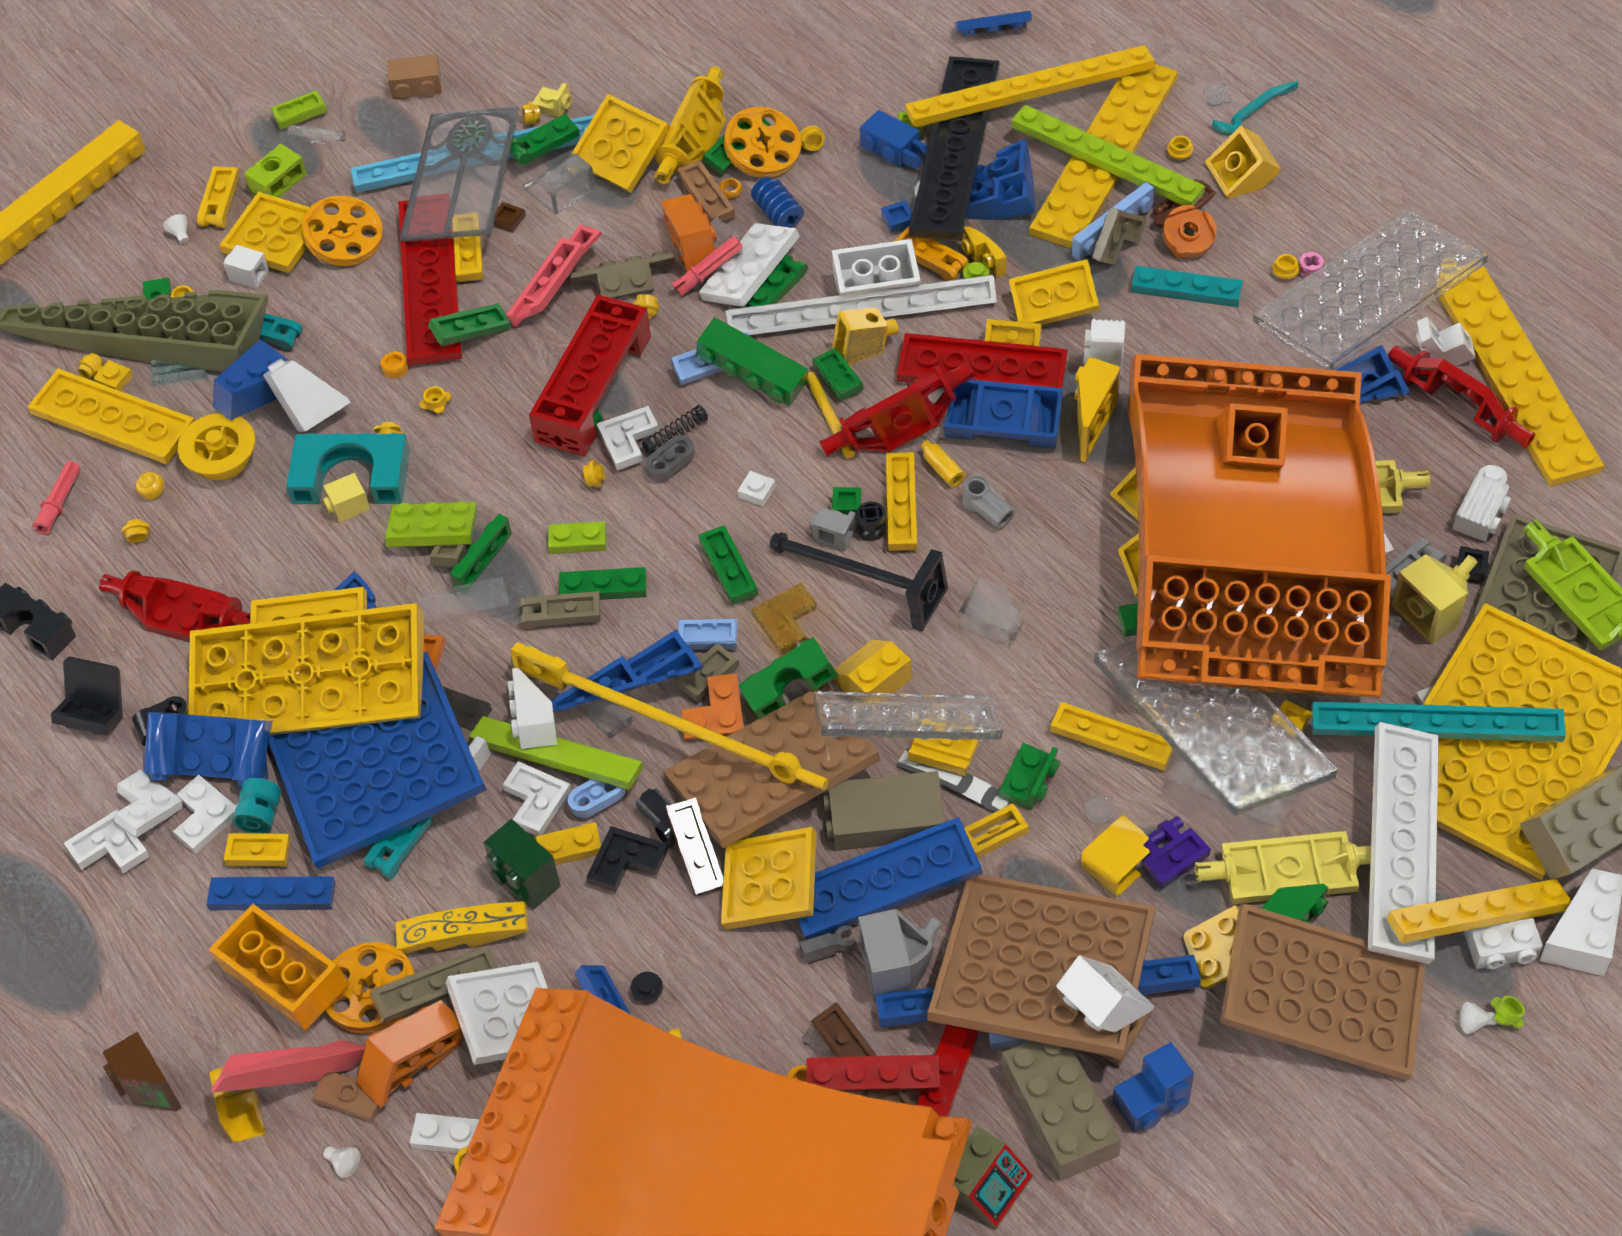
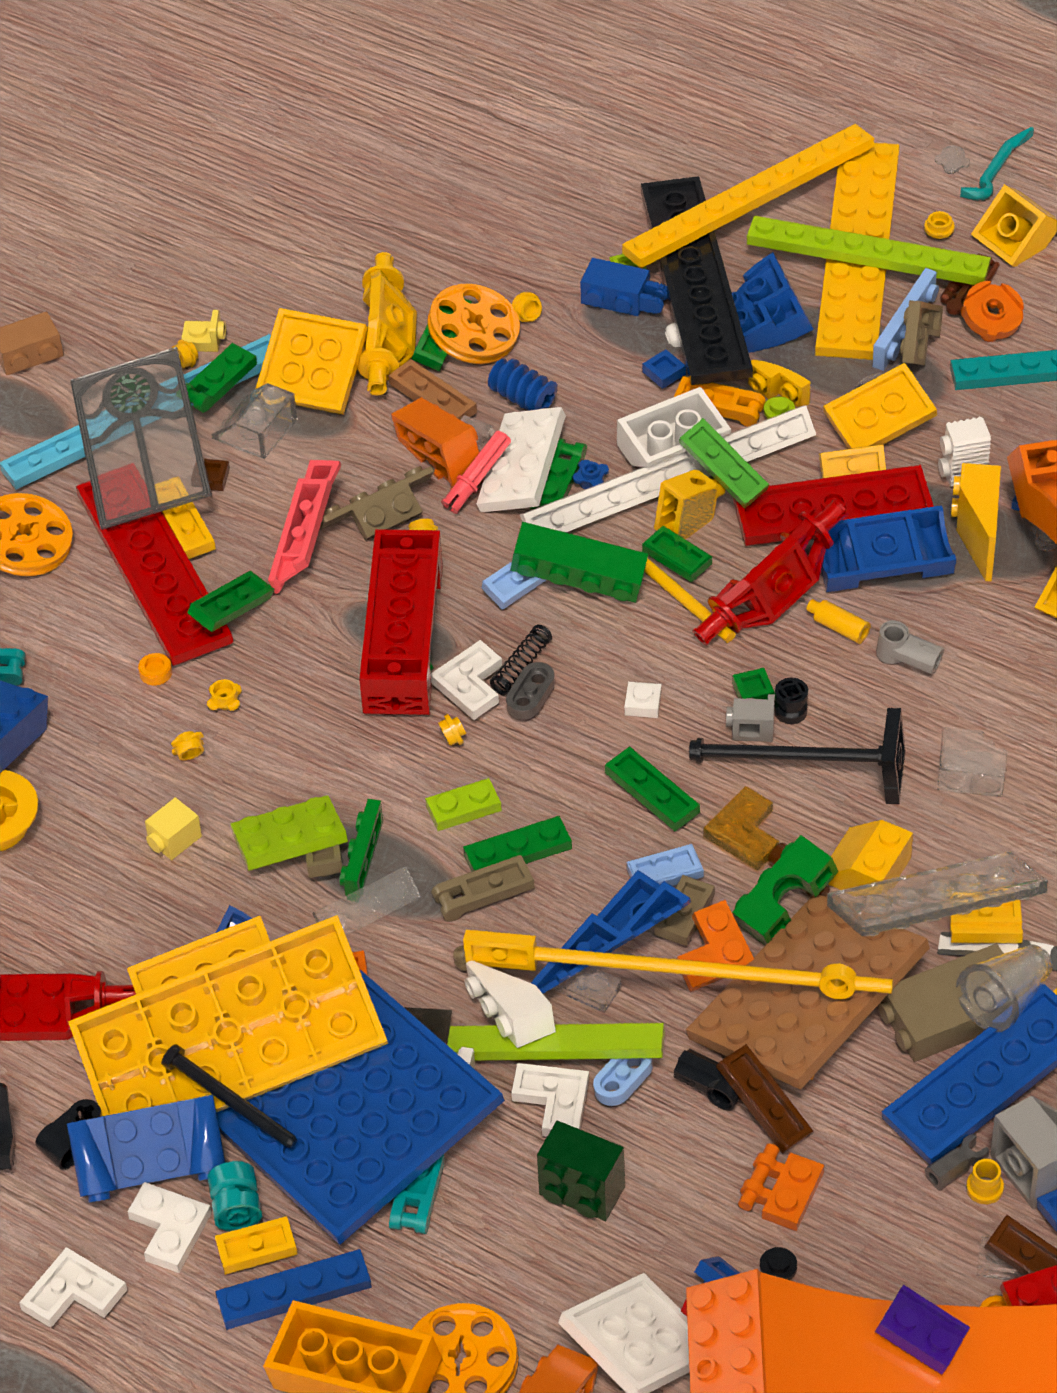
camera: 20 degrees left, 5 degrees down
(149, 803) = (101, 1228): white plate -> none
(253, 683) = (175, 1059): none -> black bar
(303, 394) = (72, 726): white slope -> none
(317, 453) = (192, 768): teal arch -> none
(427, 985) = (535, 1332): dark tan plate -> none
(462, 925) = (539, 1258): yellow slope -> none
(572, 843) = (627, 1129): yellow plate -> none
(625, 850) = (688, 1124): black plate -> none
(686, 929) = (792, 1191): none -> orange plate
(712, 1078) = (922, 1329): none -> dark purple plate
(733, 183) = (458, 376): light orange piece -> none
(769, 878) = (864, 1108): yellow plate -> none
(800, 290) = (590, 474): none -> blue plate
(842, 976) = (985, 1190): none -> yellow piece
(901, 308) = (723, 463): none -> bright green plate
(901, 501) = (813, 668): yellow plate -> none
(921, 808) = (1003, 986): none -> clear cone
(993, 23) = (671, 138): blue plate -> none

